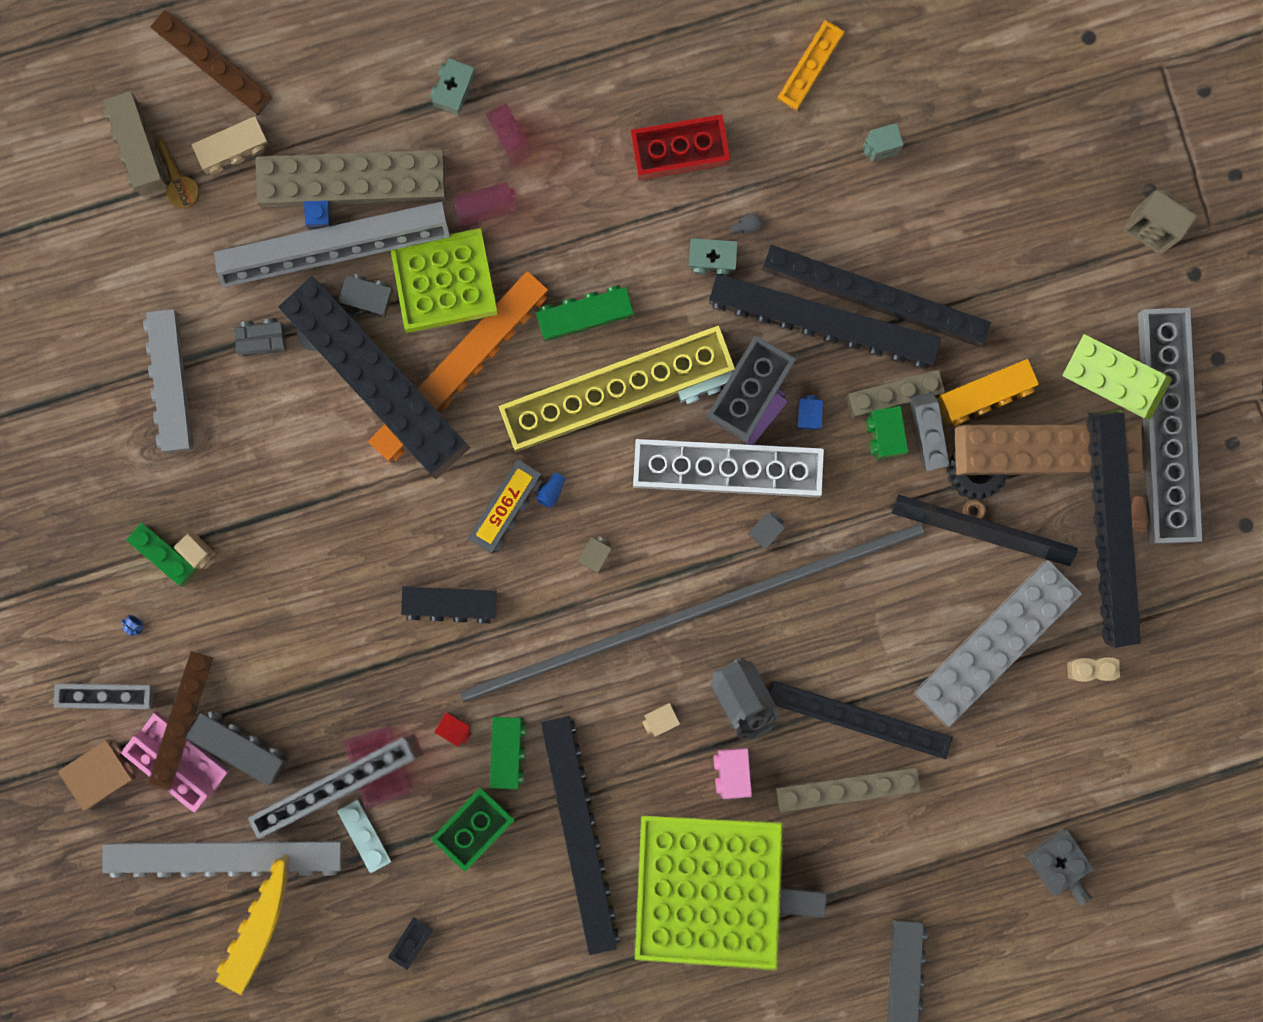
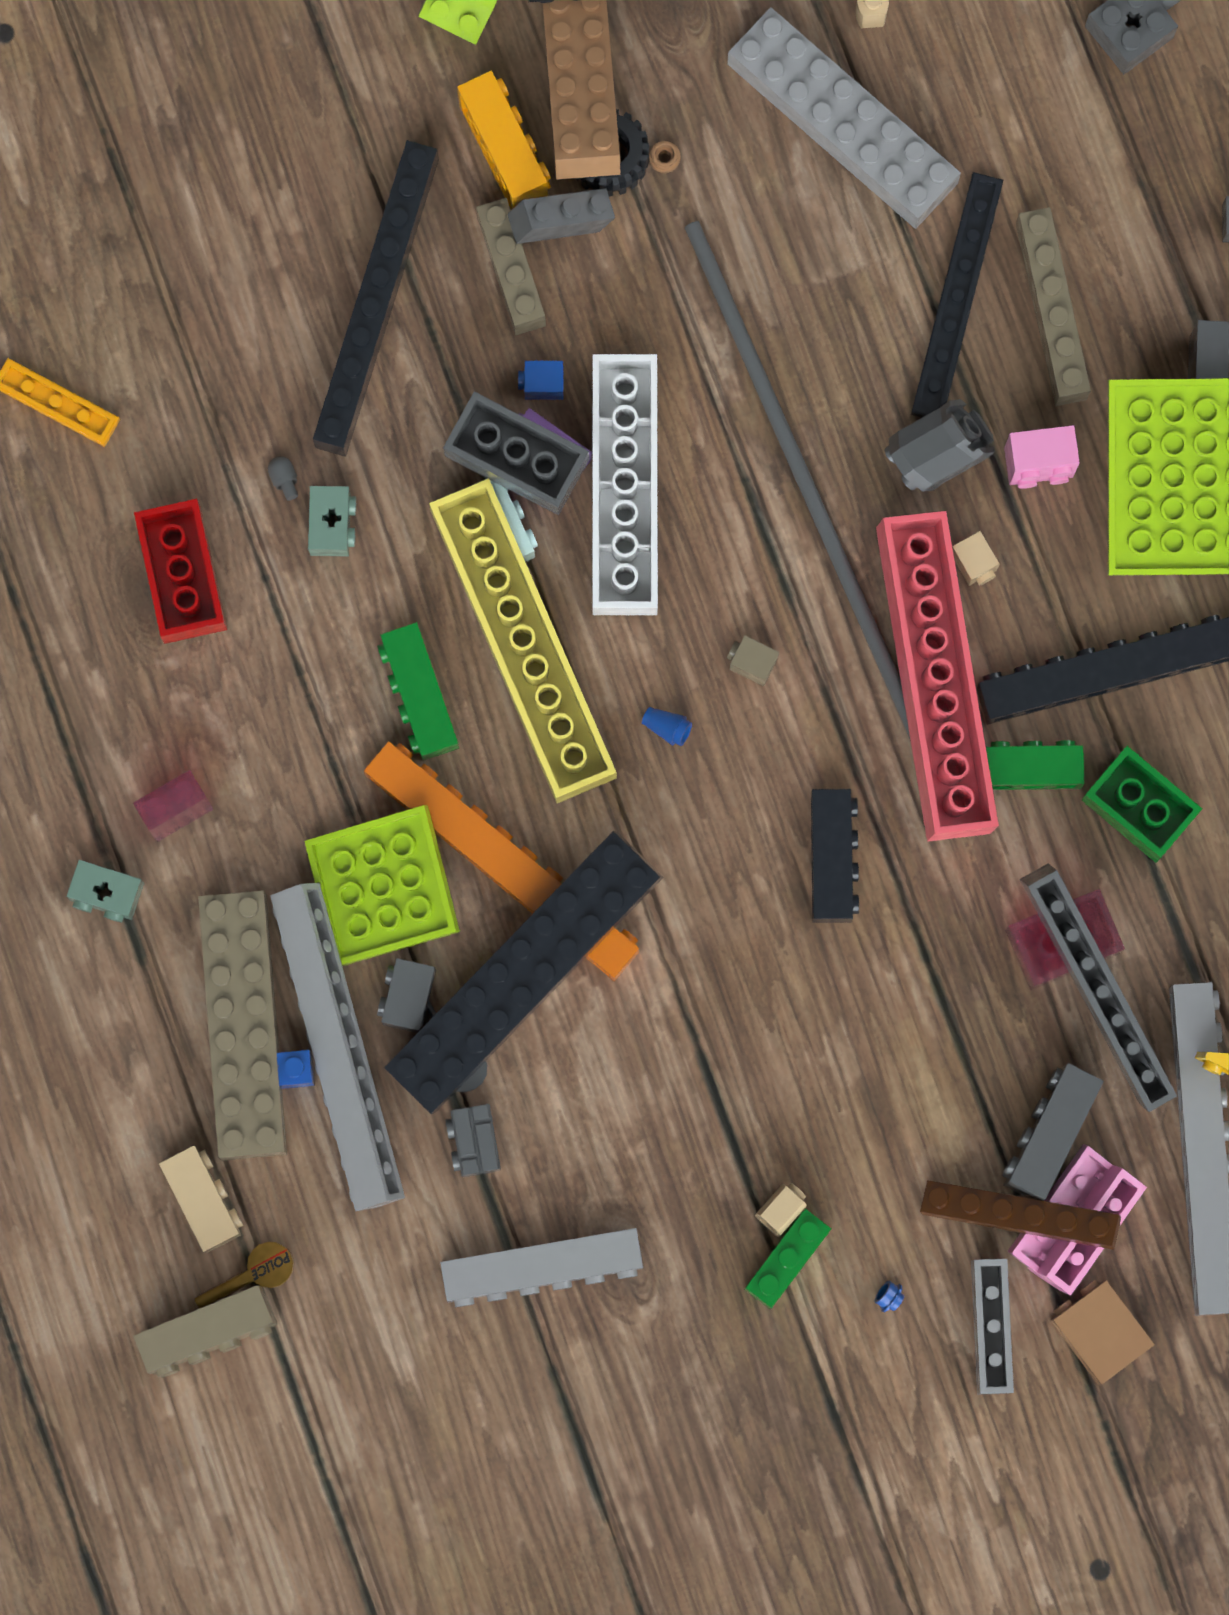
camera: 85 degrees left, 5 degrees down
(211, 62) = (81, 1237): reddish brown plate -> none
(364, 836) = (1161, 956): light aqua plate -> none
(453, 730) = (1007, 840): red brick -> none
(485, 204) = (272, 833): clear pink brick -> none
(505, 506) = (694, 786): brick -> none
(574, 685) = (936, 676): none -> coral brick
(767, 529) = (706, 429): dark grey brick -> none
(824, 321) = (413, 367): black brick -> none
(883, 143) = (164, 295): sand green brick -> none
(886, 433) = (566, 272): green brick -> none
(984, 530) = (690, 141): black tile -> none

